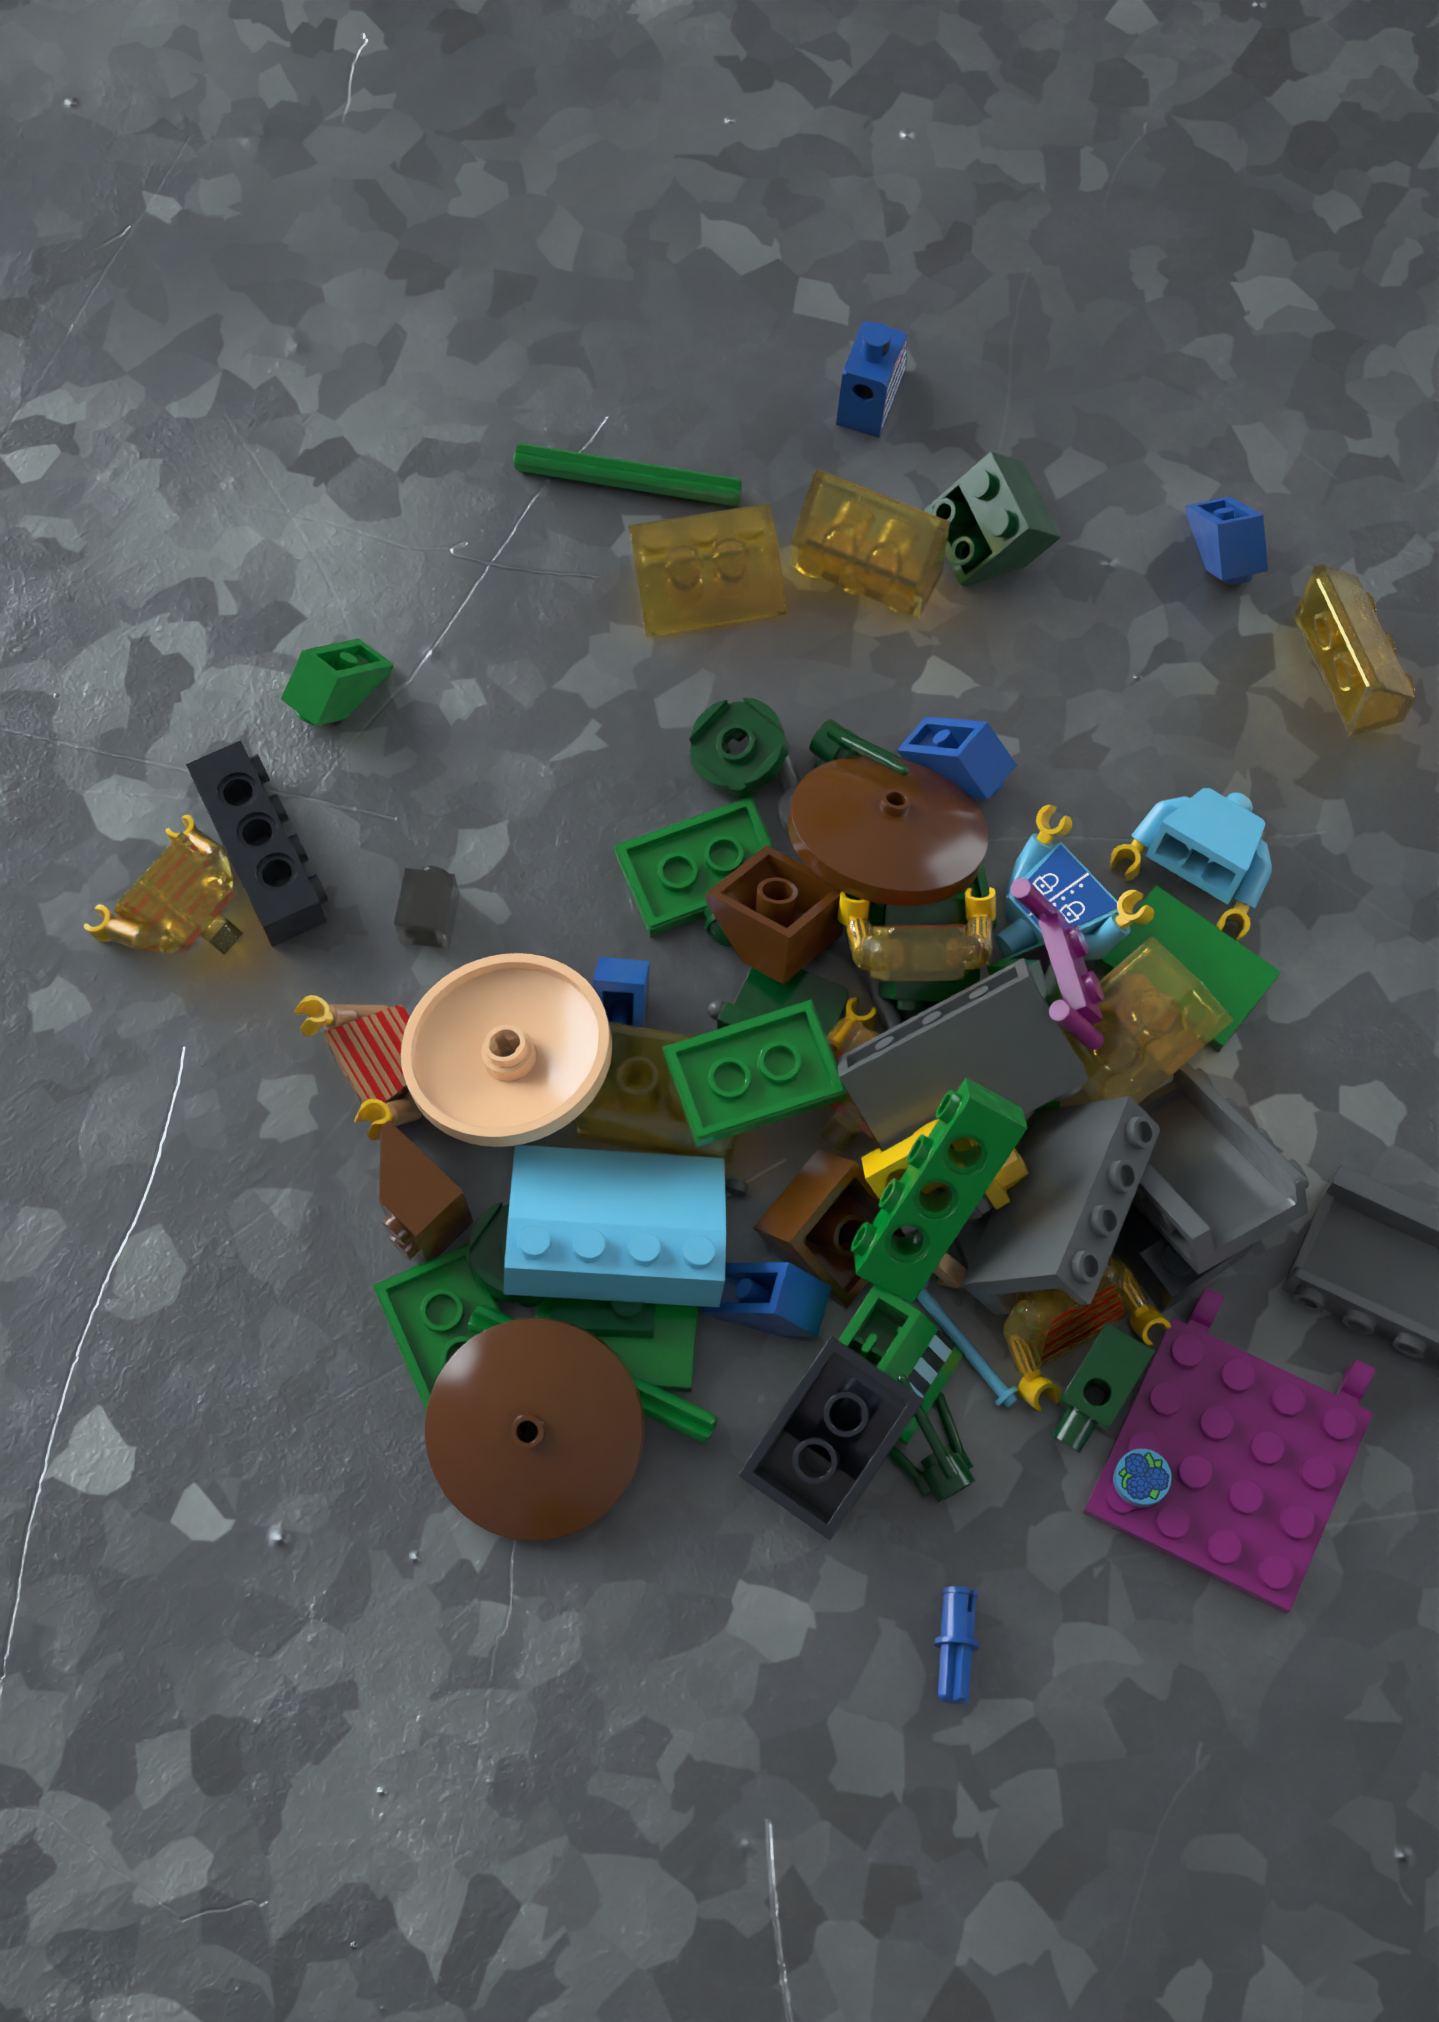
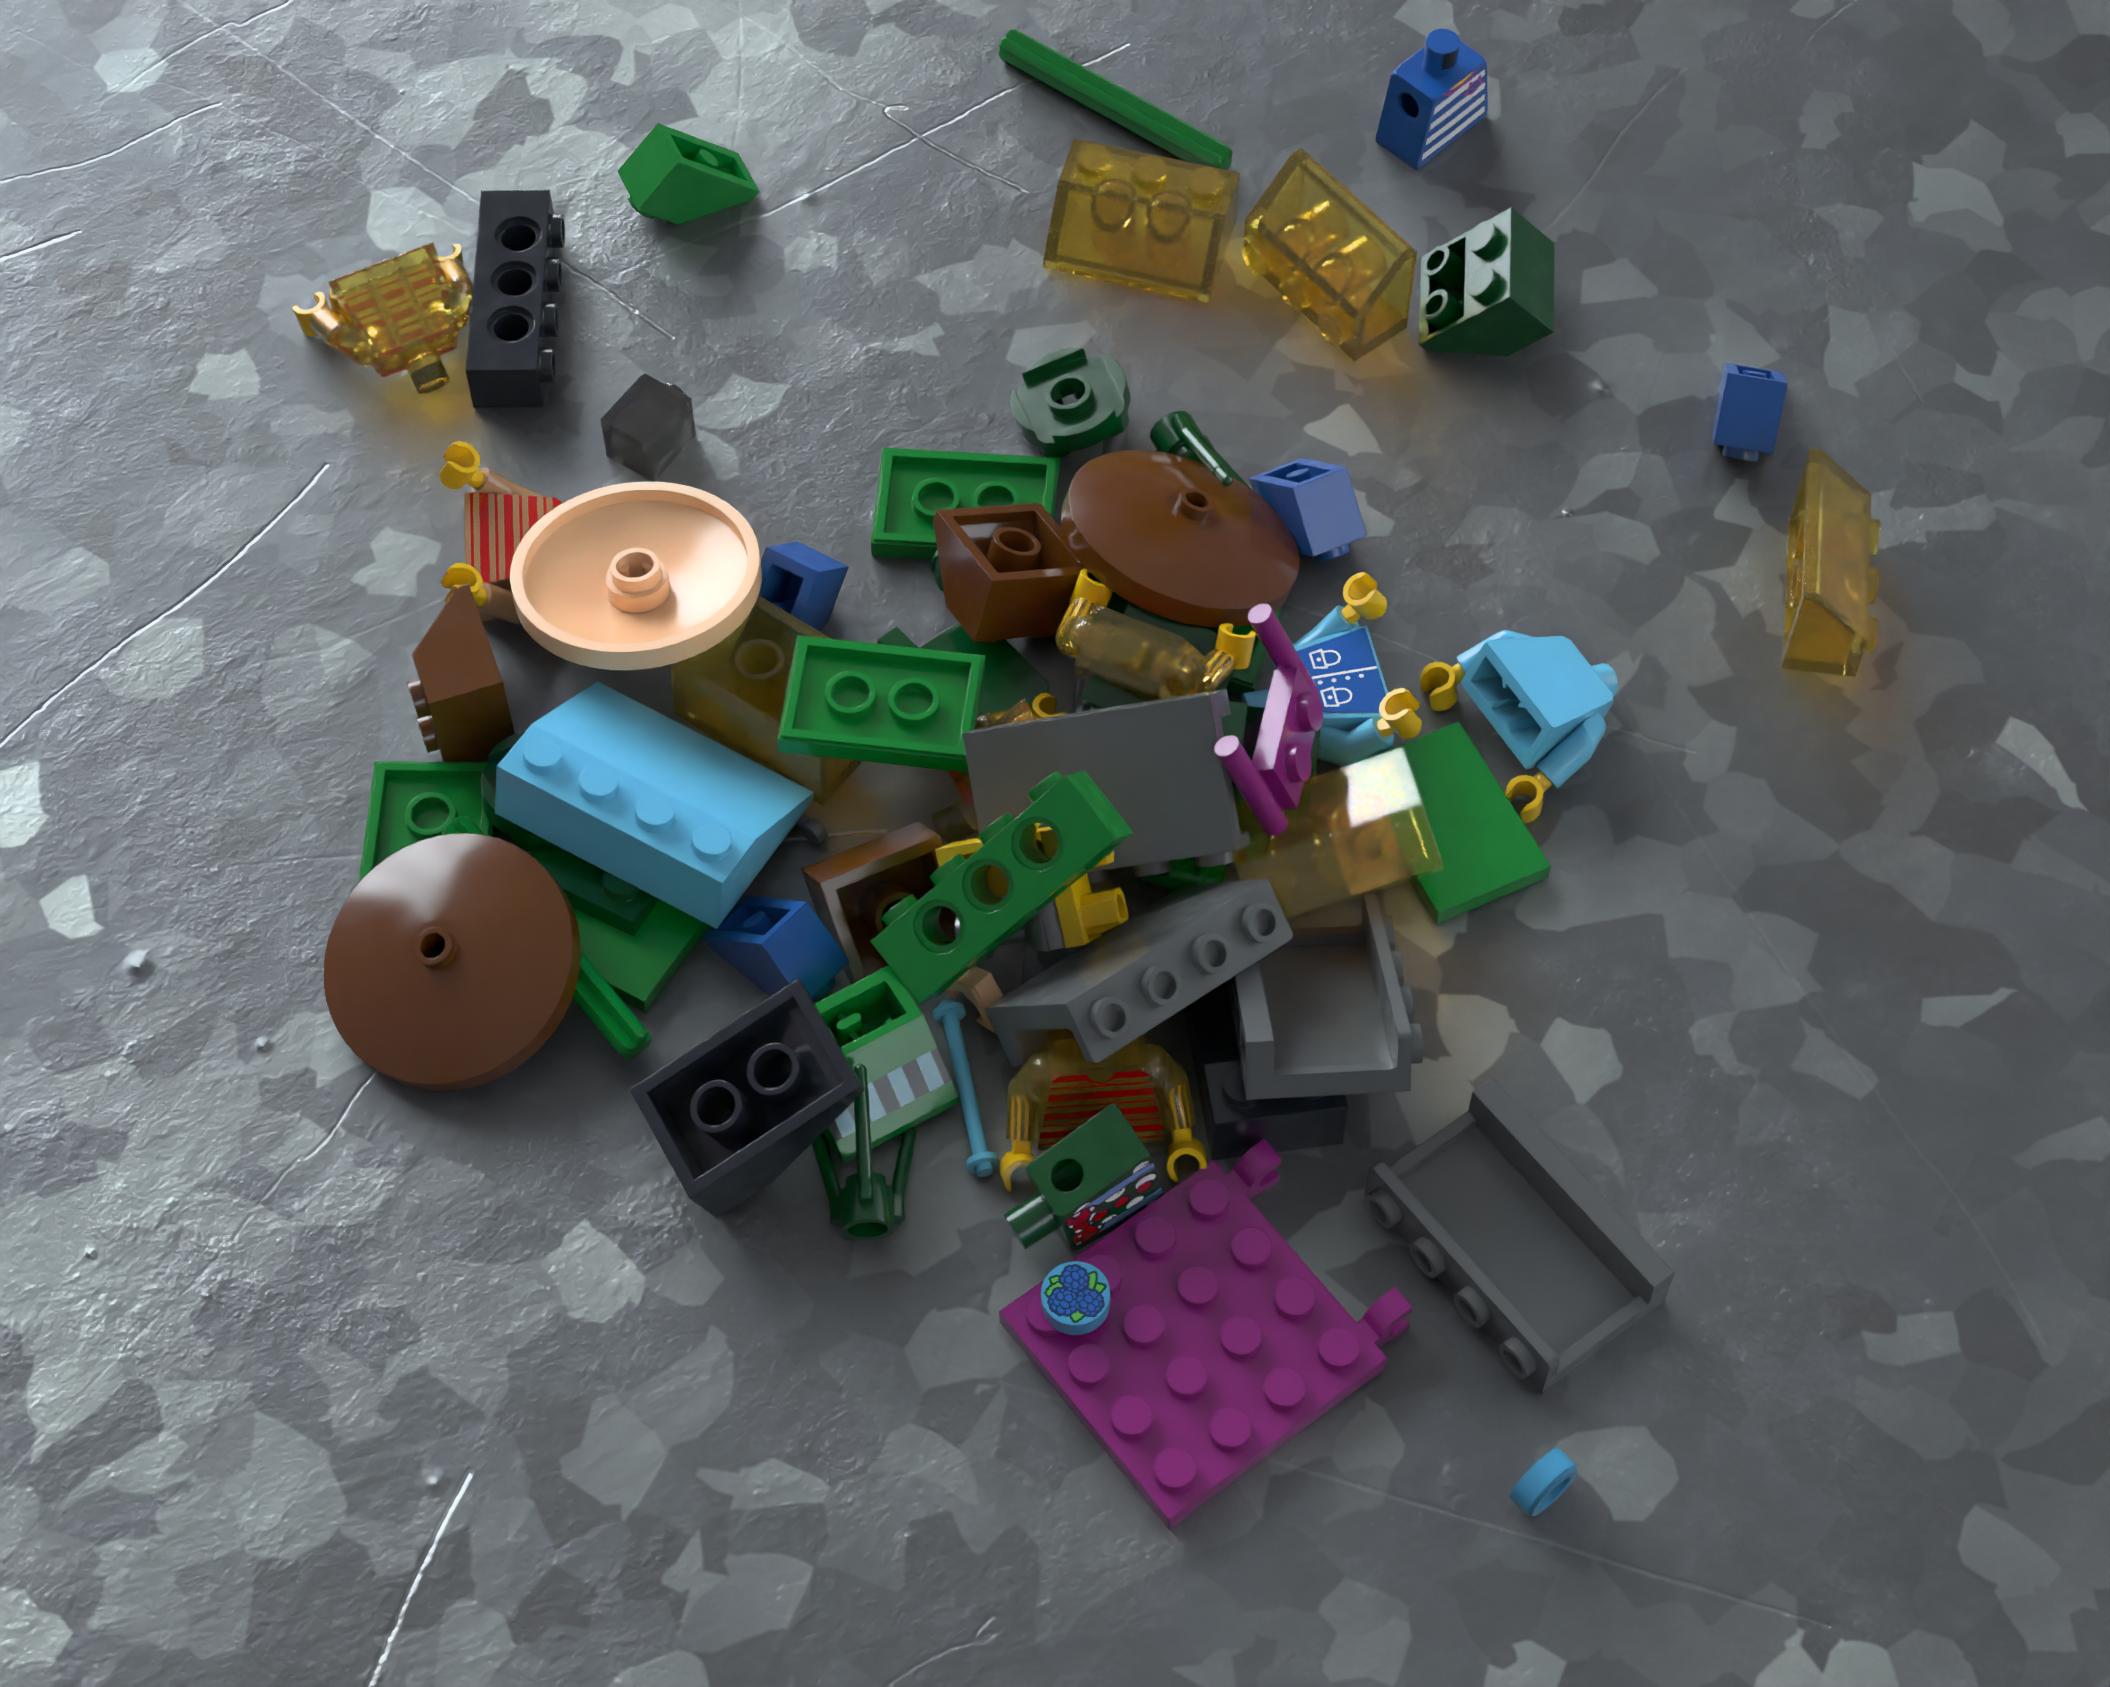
camera: 25 degrees right, 10 degrees down
(956, 1643) = (775, 1381): blue axle -> none

